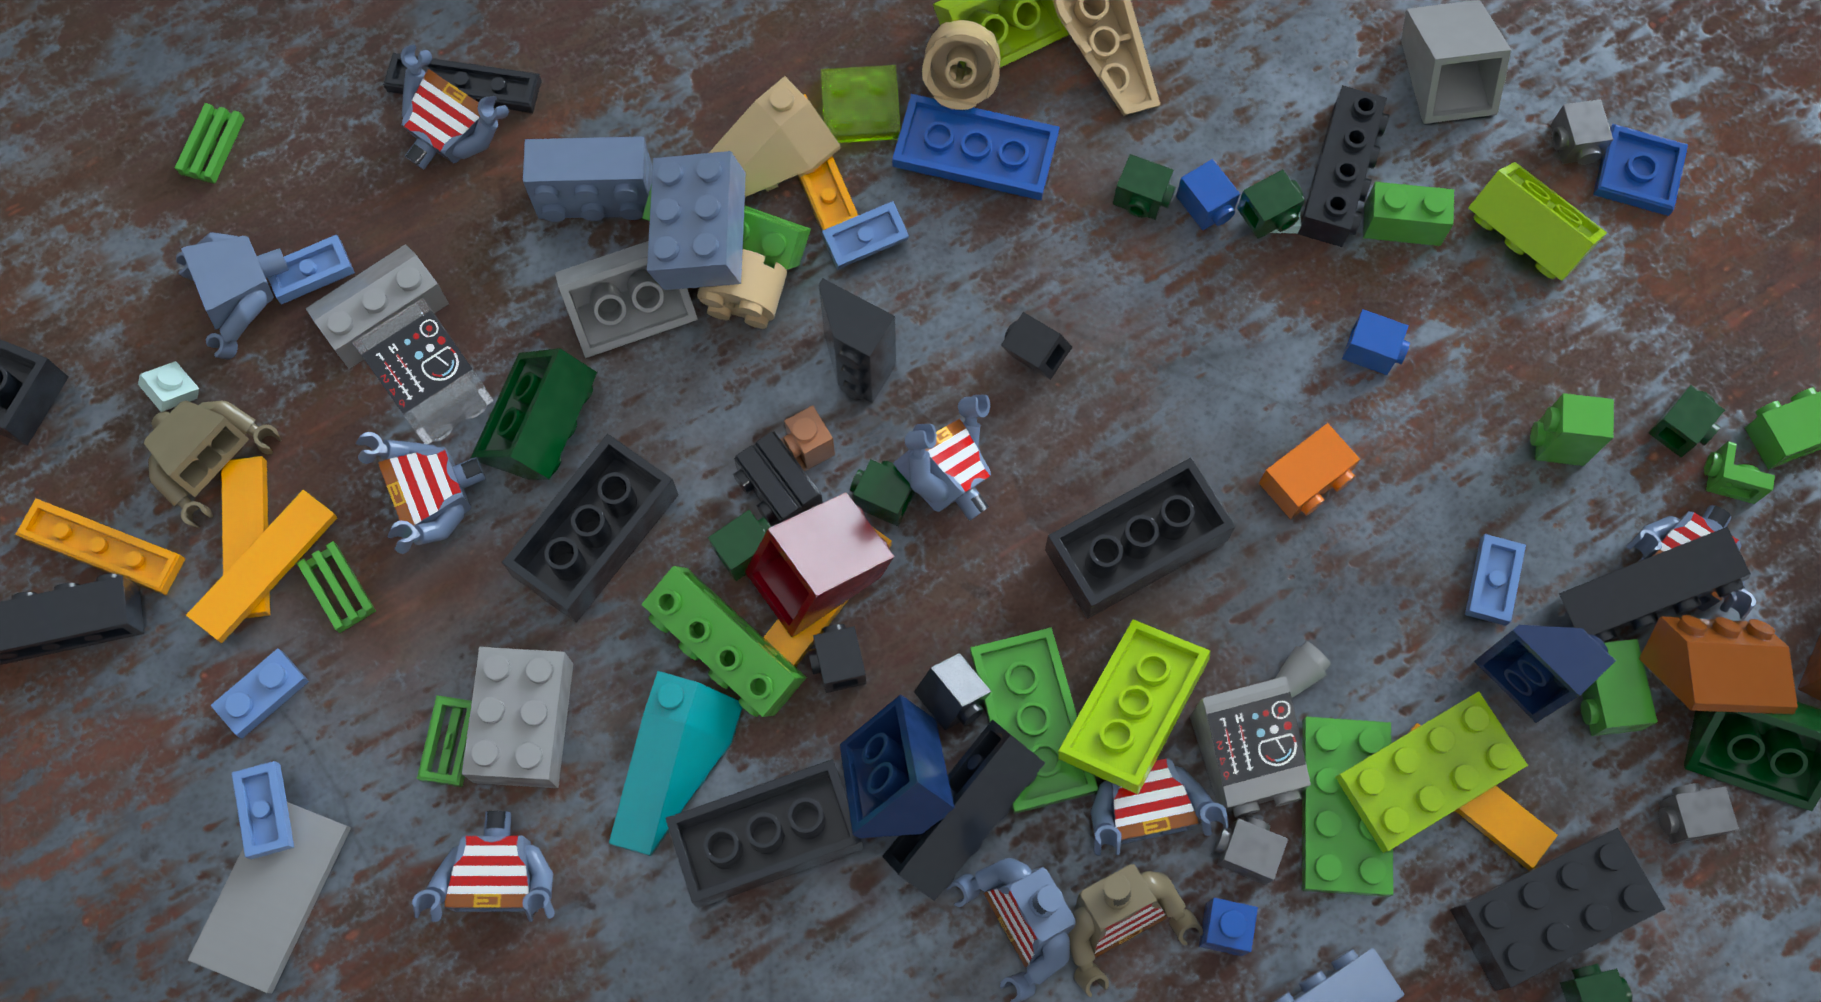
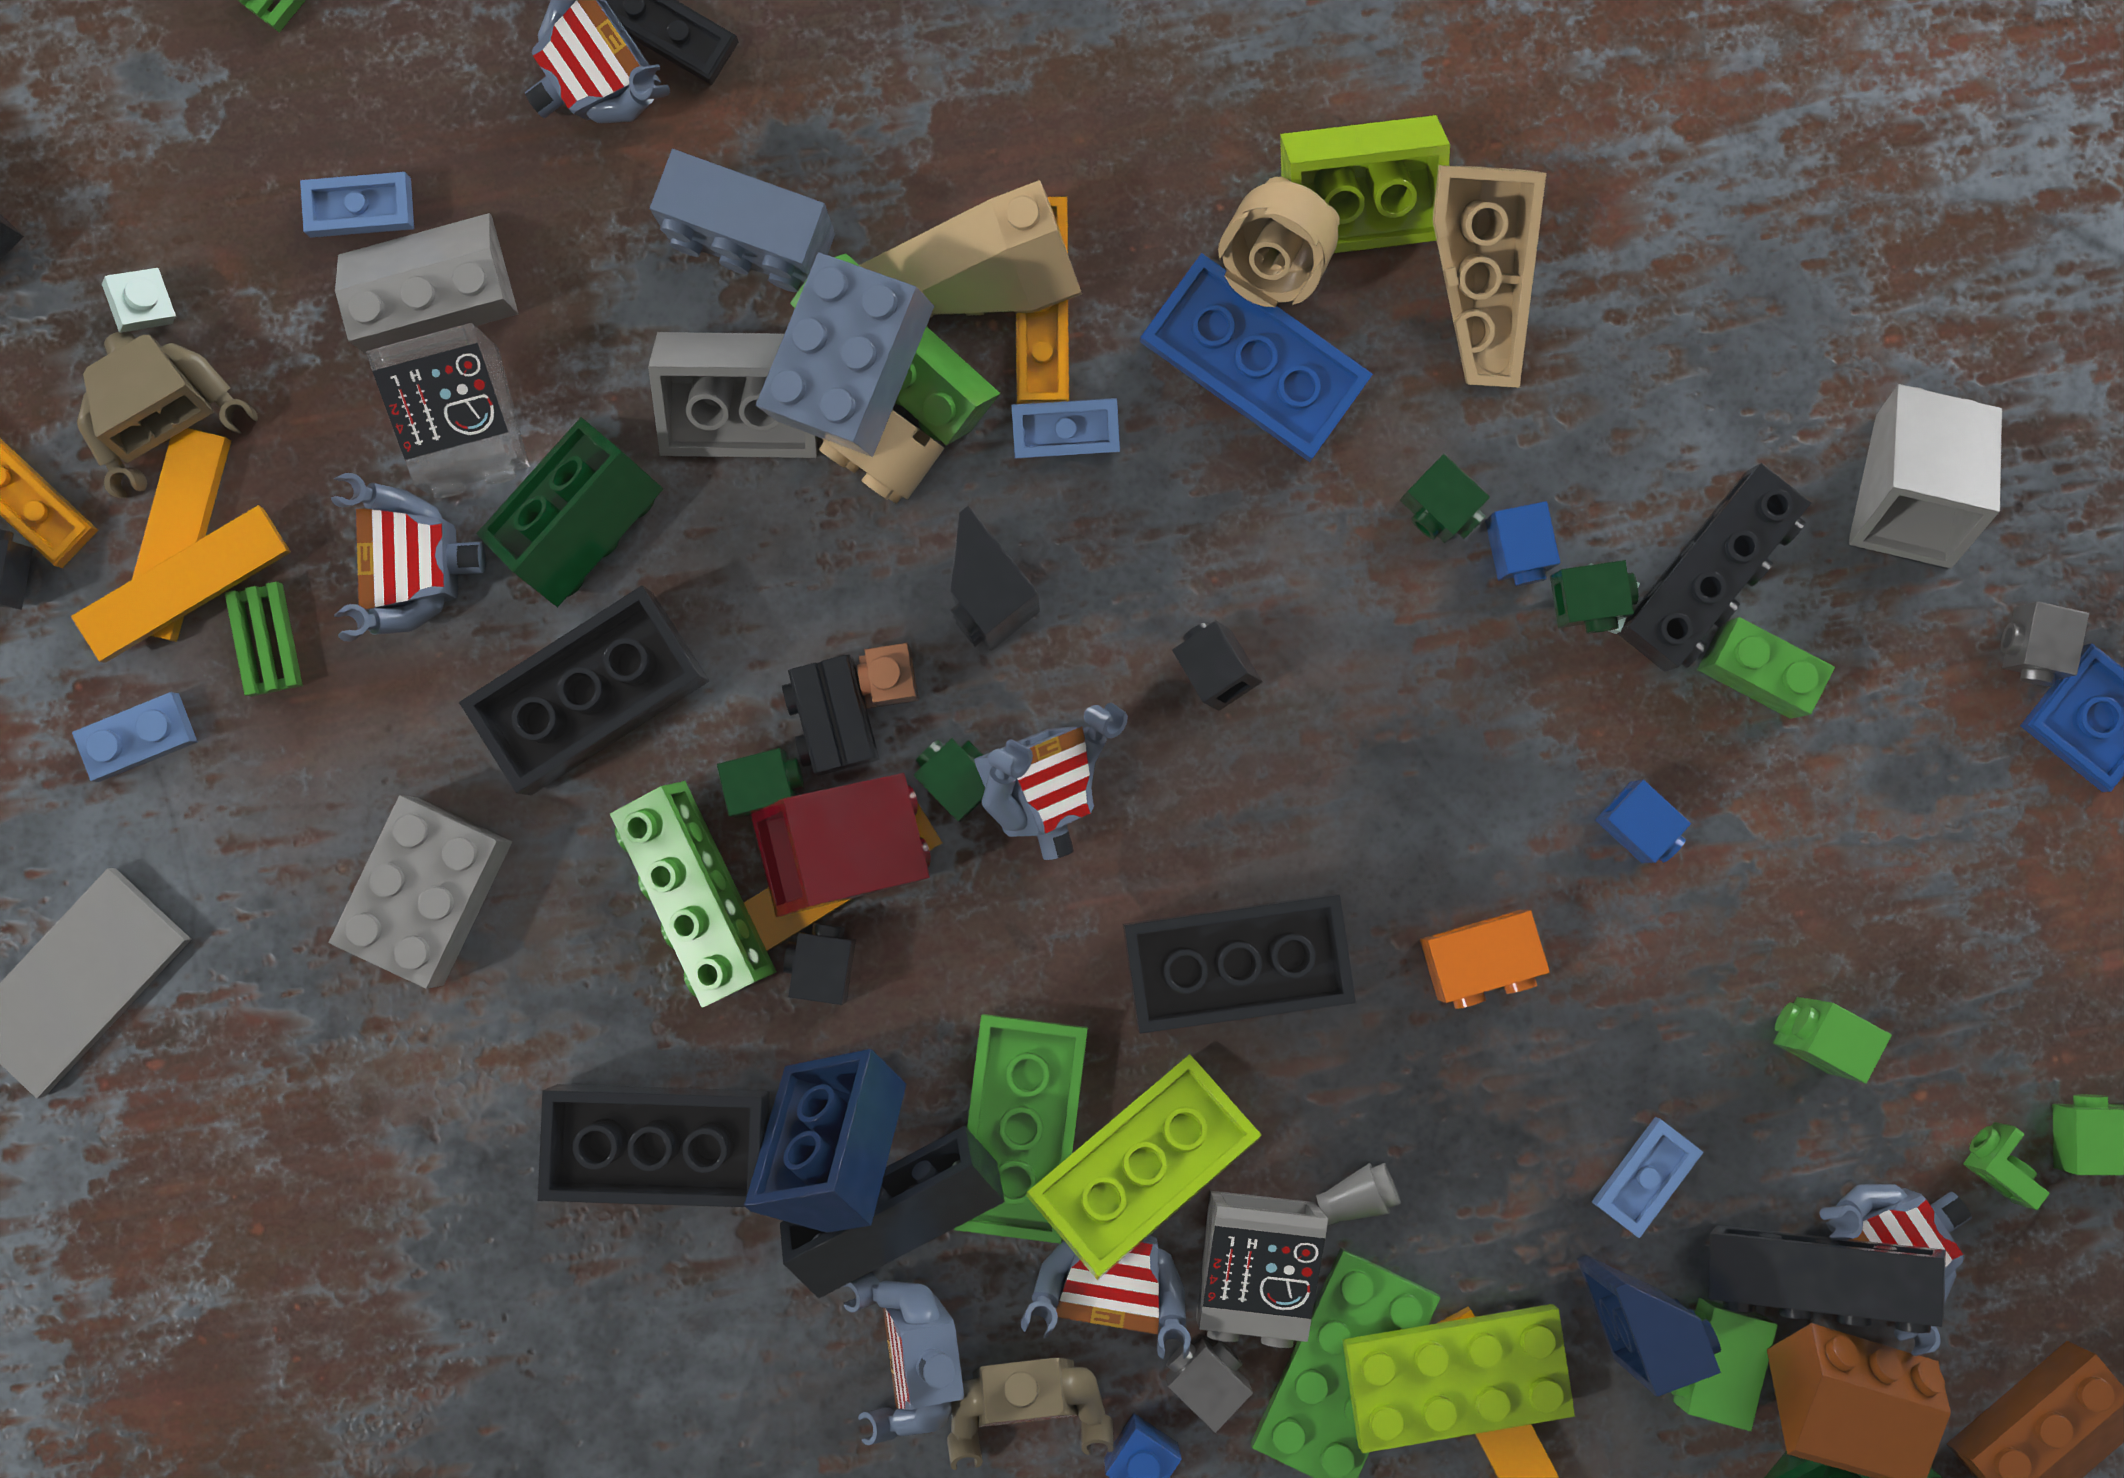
camera: 20 degrees right, 15 degrees up
(230, 284) = (250, 194): sand blue torso -> none
(262, 810) = (91, 889): medium blue plate -> none
(425, 770) = (317, 871): bright green tile -> none
(490, 875) = (327, 1066): torso -> none
(676, 748) = (589, 1001): teal wedge -> none
(861, 103) = (1133, 236): clear neon green plate -> none
(953, 692) = (938, 1064): black brick -> none
(1536, 221) = (1927, 741): lime slope -> none
(1688, 421) = (1982, 1075): dark green brick -> none

